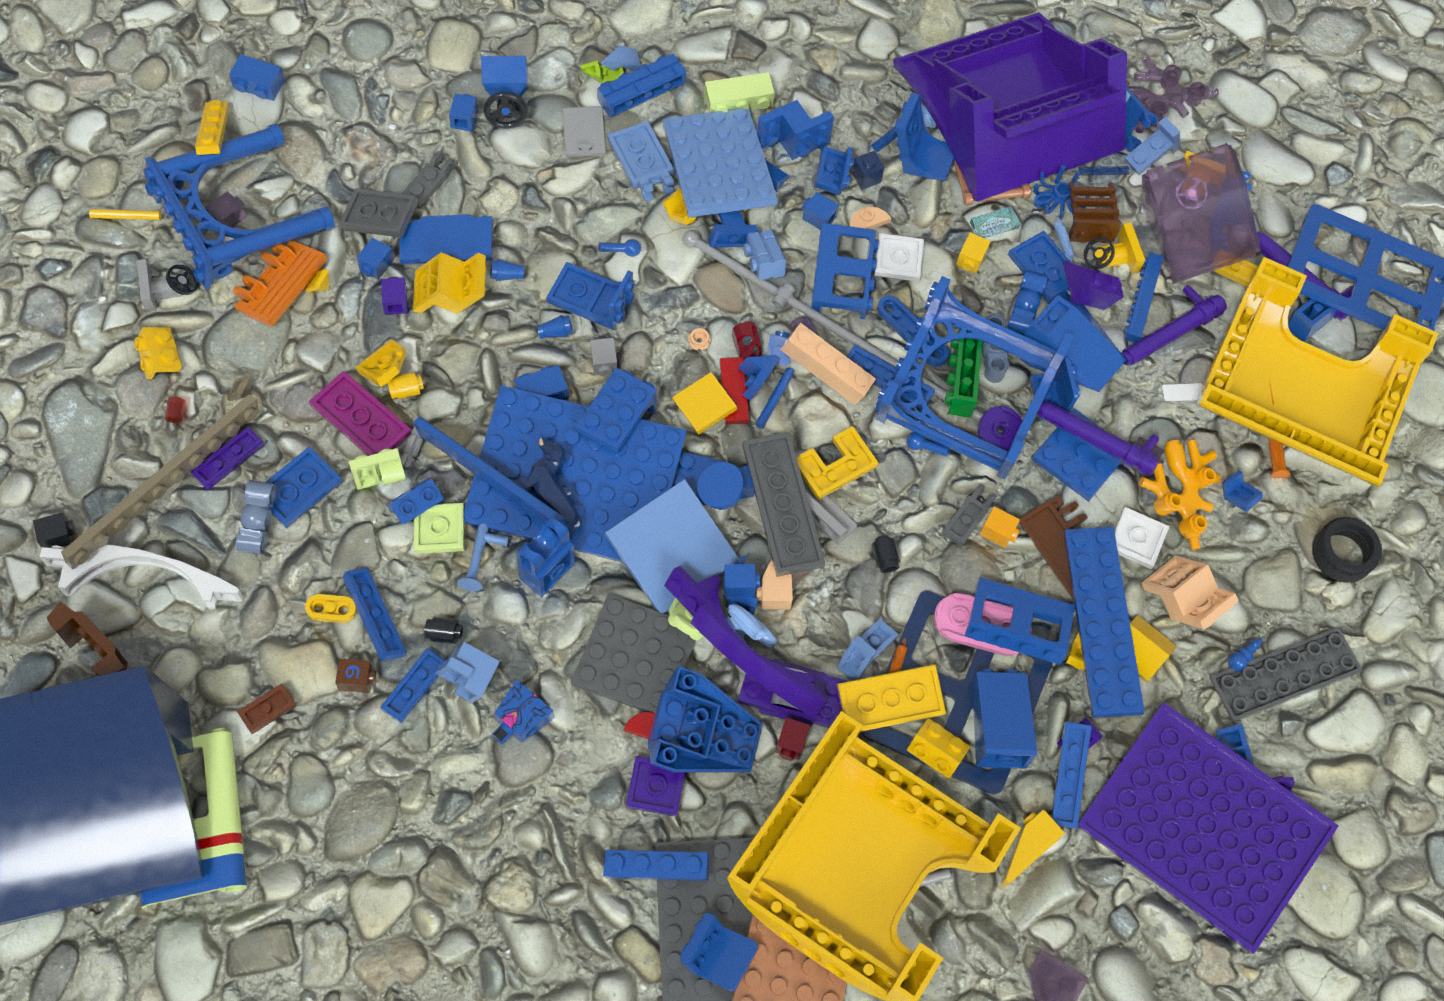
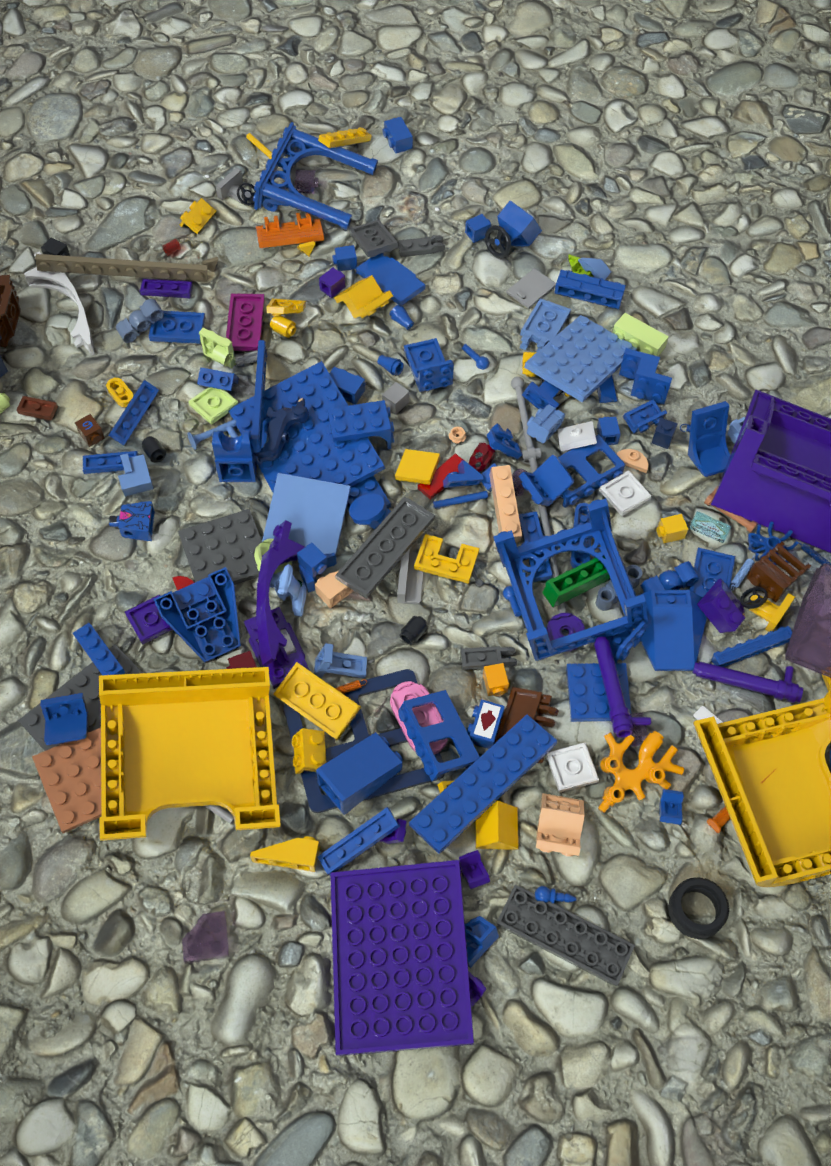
camera: 55 degrees right, 5 degrees down
(750, 308) = (502, 441): none -> blue plate
(806, 241) = (576, 436): none -> white plate
(838, 307) = (547, 481): none -> blue bracket
(1038, 571) = (486, 723): none -> brick
(1176, 698) = (473, 869): none -> dark purple bracket

